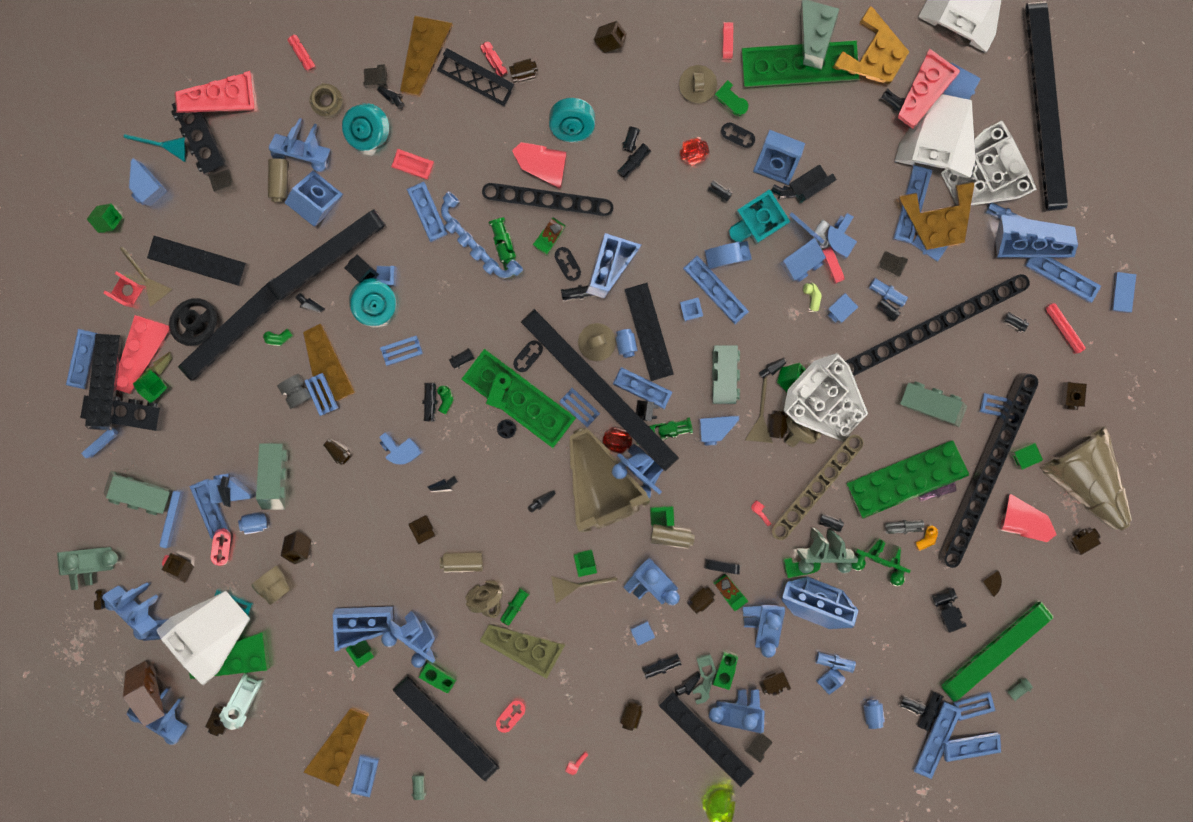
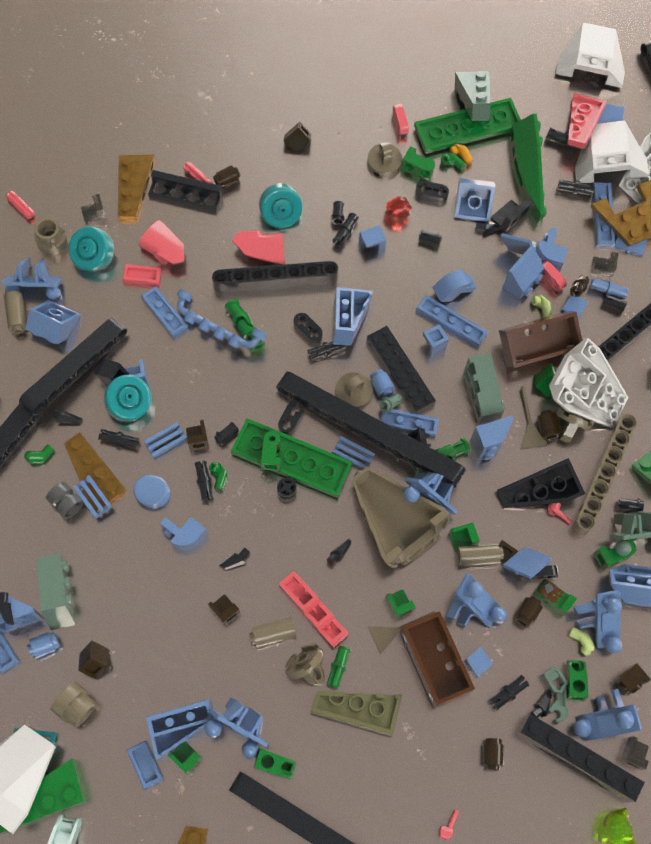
camera: 20 degrees left, 20 degrees down
(216, 546) = (6, 679): coral beam -> none
(324, 649) = (145, 765): none -> medium blue tile
(337, 451) = (121, 551): dark brown cone -> none
(356, 339) = (119, 439): none -> black pin
(378, 400) = (152, 491): none -> medium blue piece
(391, 96) = (113, 223): black bar -> none
(432, 354) = (197, 436): none -> dark brown panel
(441, 136) = (162, 244): none -> coral panel
(504, 549) = (313, 609): none -> coral slope
(514, 718) = (368, 791): coral beam -> none
(549, 236) = (284, 308): leg -> none
(602, 644) = (422, 641): none -> reddish brown piece
(617, 440) = (399, 472): clear red head -> none
(625, 367) = (388, 403): none -> sand green pin
(658, 180) = (372, 237): none -> medium blue panel
(700, 540) = (508, 551): none -> dark brown tile
(713, 556) = (527, 562): none -> medium blue piece
(746, 637) = (584, 638): none -> yellowish green arm
(758, 219) = (474, 248): teal brick -> none
(758, 486) = (551, 485): none -> black wedge
(771, 102) = (453, 159): none -> green arm
(773, 367) = (526, 376): black bar -> none
(785, 96) = (462, 151): none -> light orange arm
(796, 336) = (558, 338): none -> reddish brown piece
(849, 129) = (527, 163): none -> green wedge
(856, 286) = (579, 286): none -> dark brown pin
(882, 56) = (534, 101): pearl gold wing -> none
(892, 167) = (587, 189): none -> black pin

